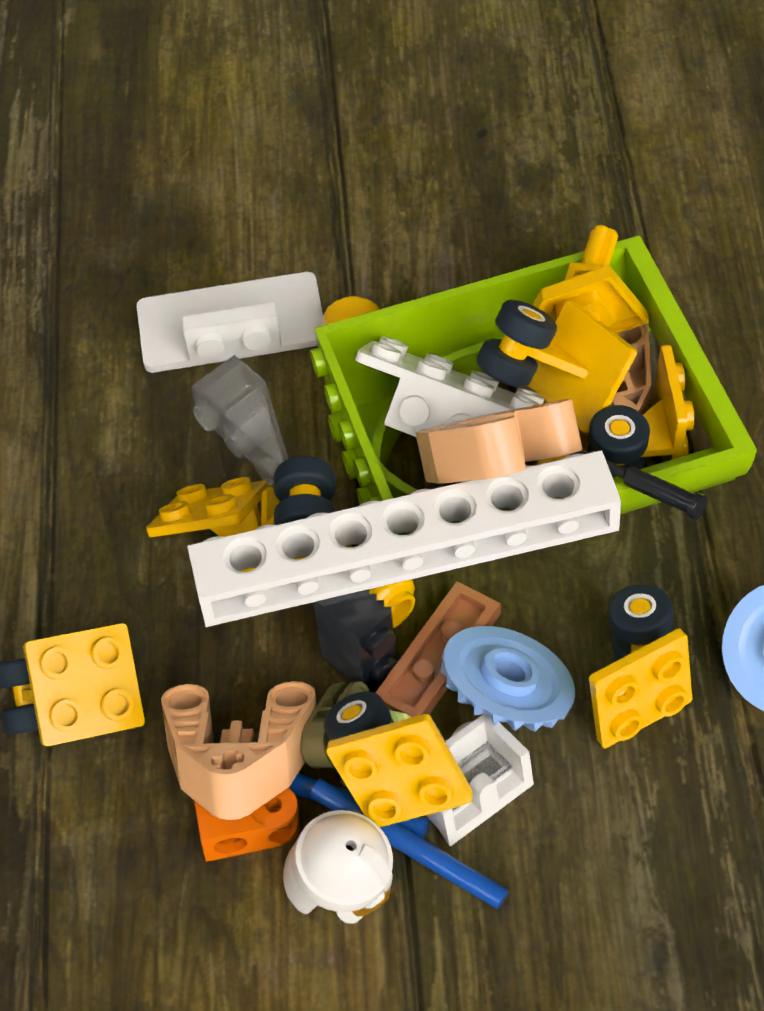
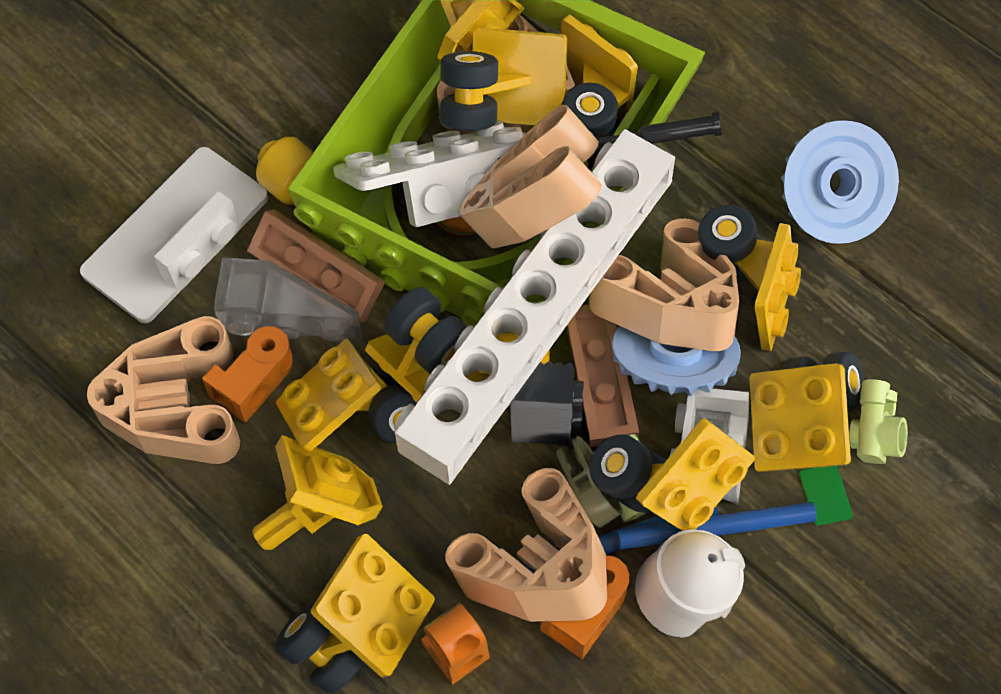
camera: 45 degrees left, 10 degrees up
(93, 415) = (148, 399): none -> light nougat connector
(113, 755) = (455, 643): none -> orange leg
(133, 572) = (317, 490): none -> yellow piece
(181, 458) = (252, 374): none -> orange leg
(302, 407) = (315, 262): none -> nougat plate
(531, 898) = (827, 492): none -> green sticker
(544, 654) = (687, 307): none -> light nougat connector
(567, 798) = (803, 412): none -> yellow plate
(623, 875) = (876, 431): none -> yellowish green plate

